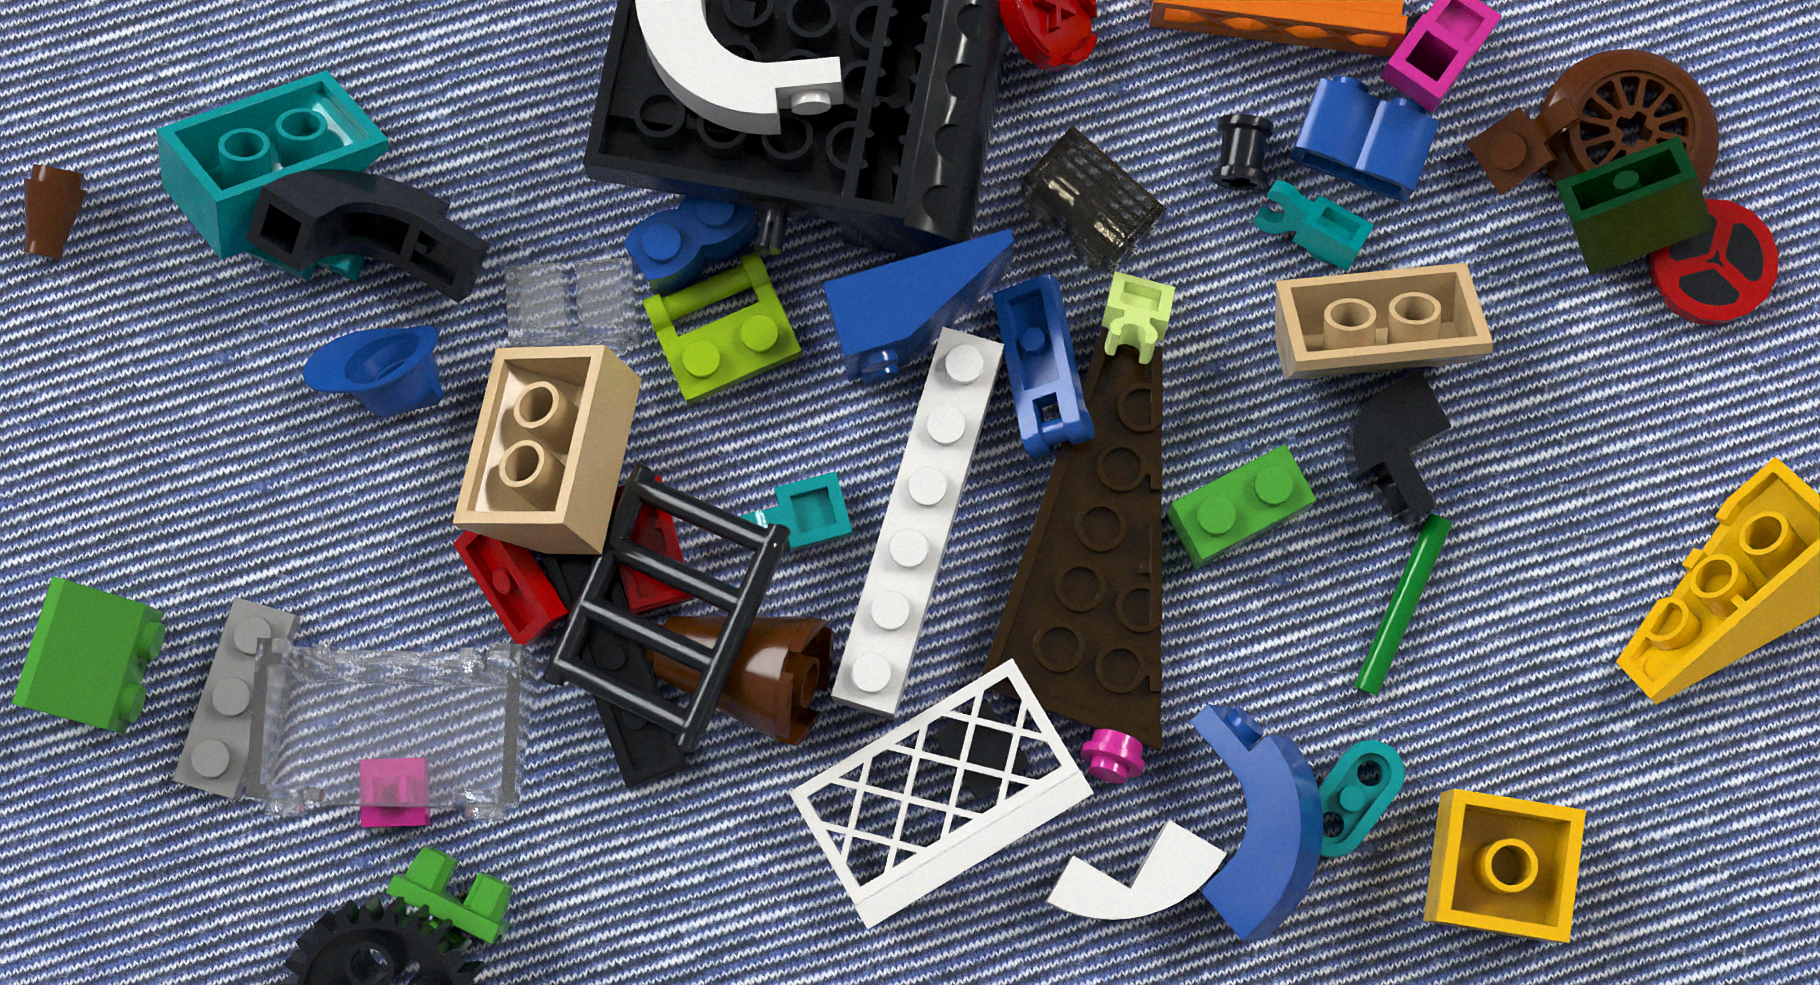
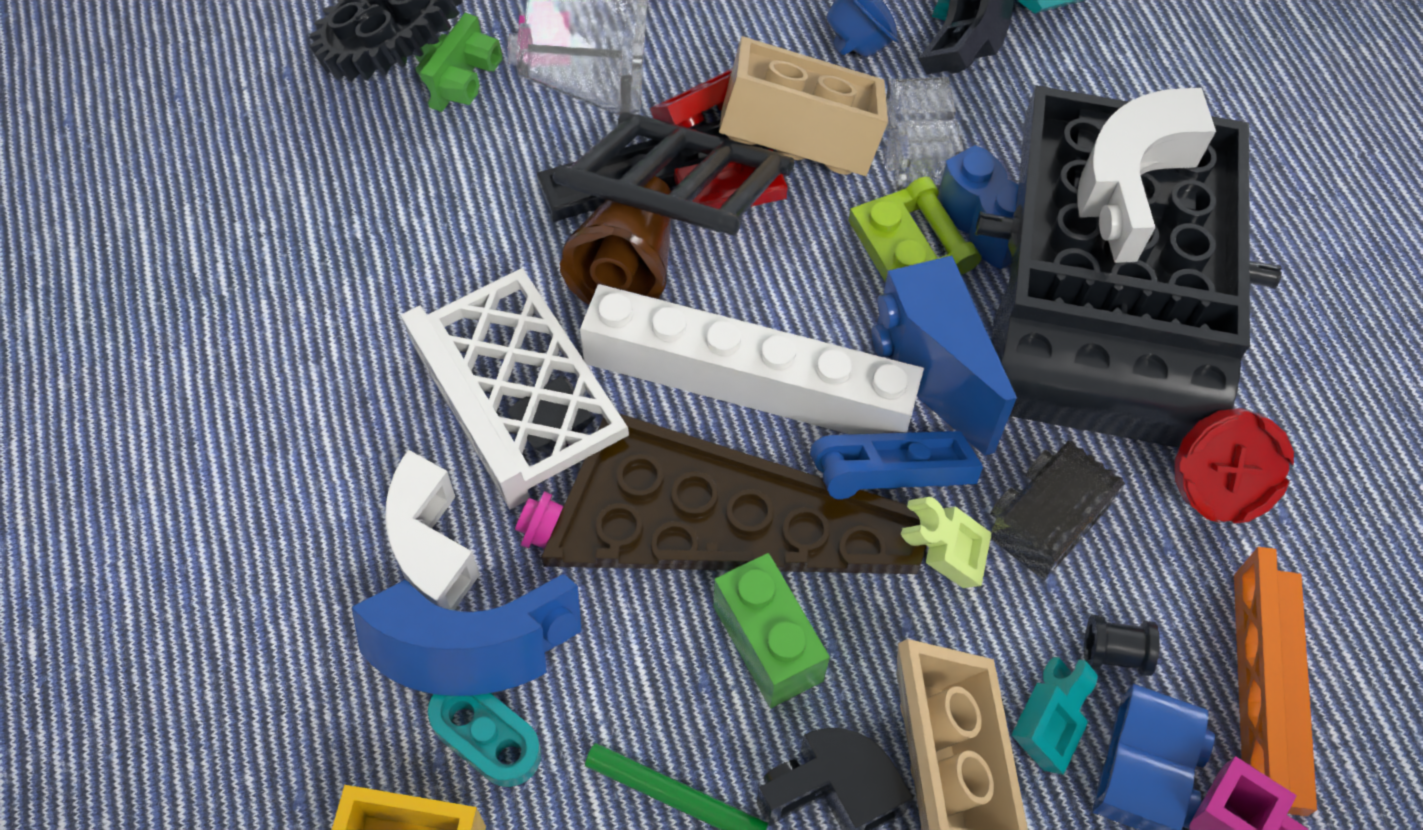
camera: 85 degrees right, 20 degrees down
(811, 511) = (757, 288): teal plate -> none

